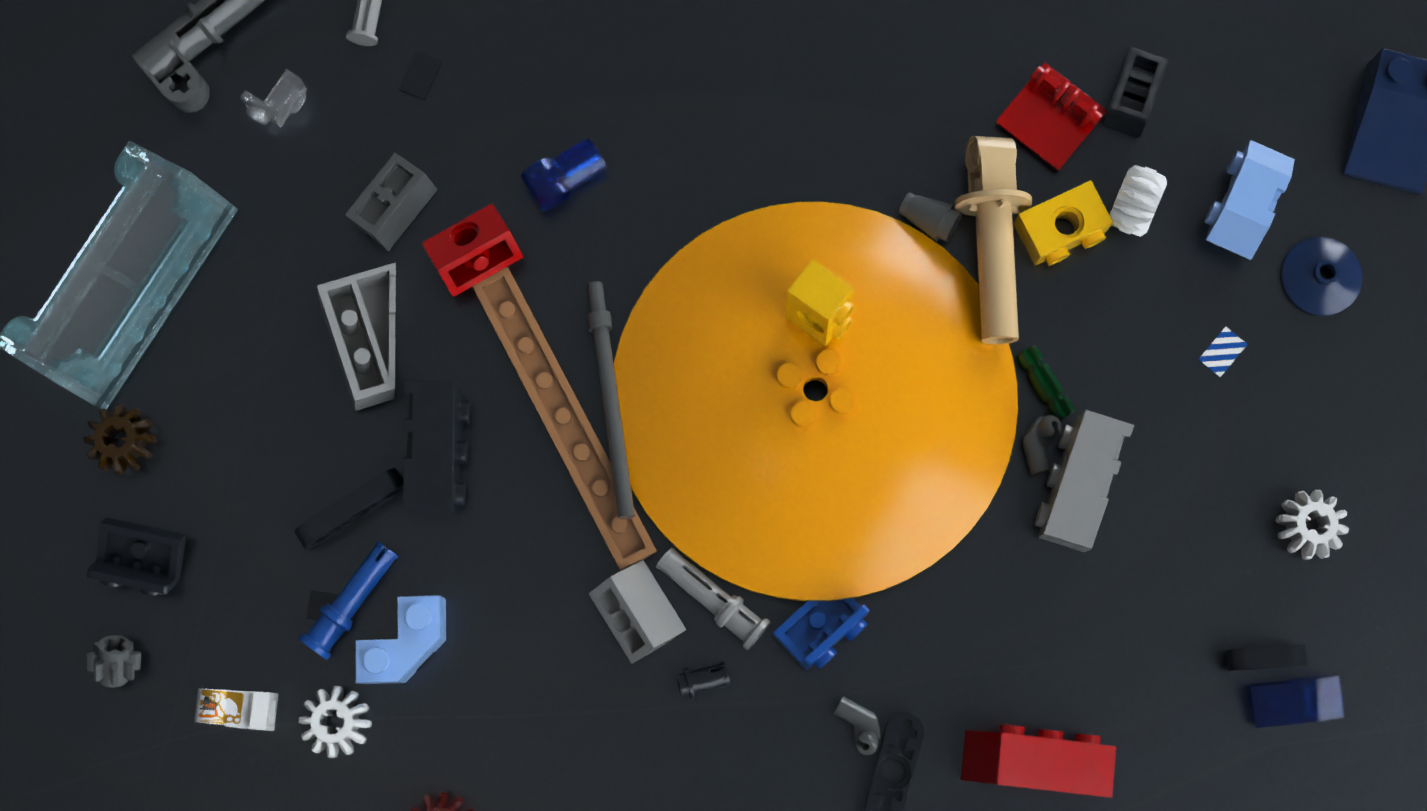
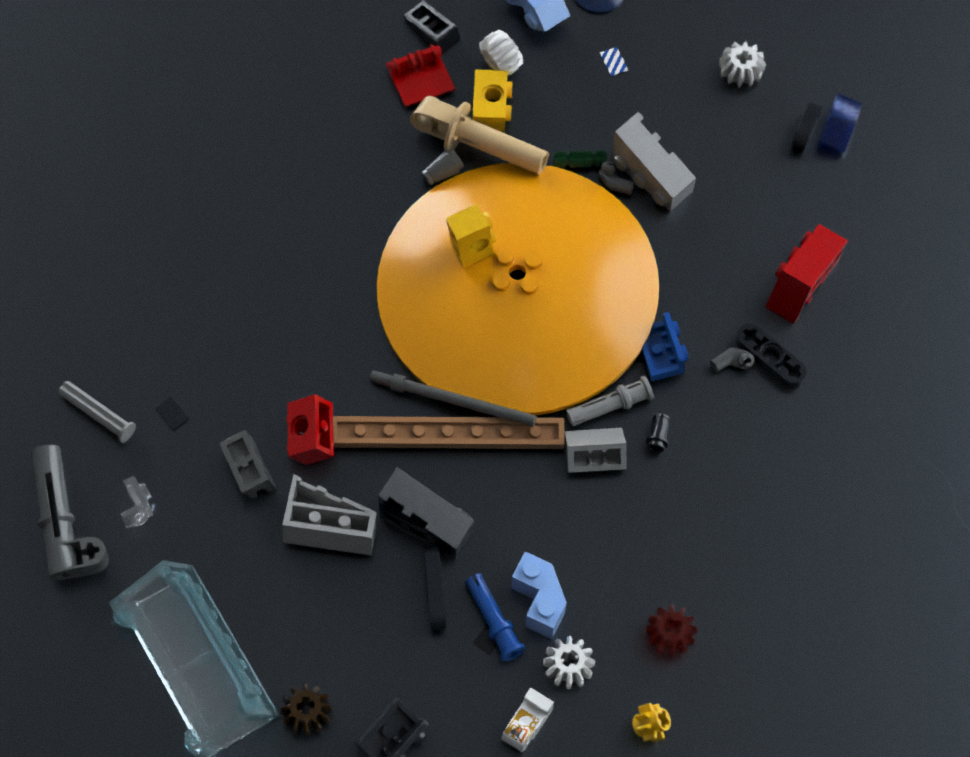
camera: 65 degrees left, 15 degrees down
(554, 179) = (291, 360): clear blue piece -> none

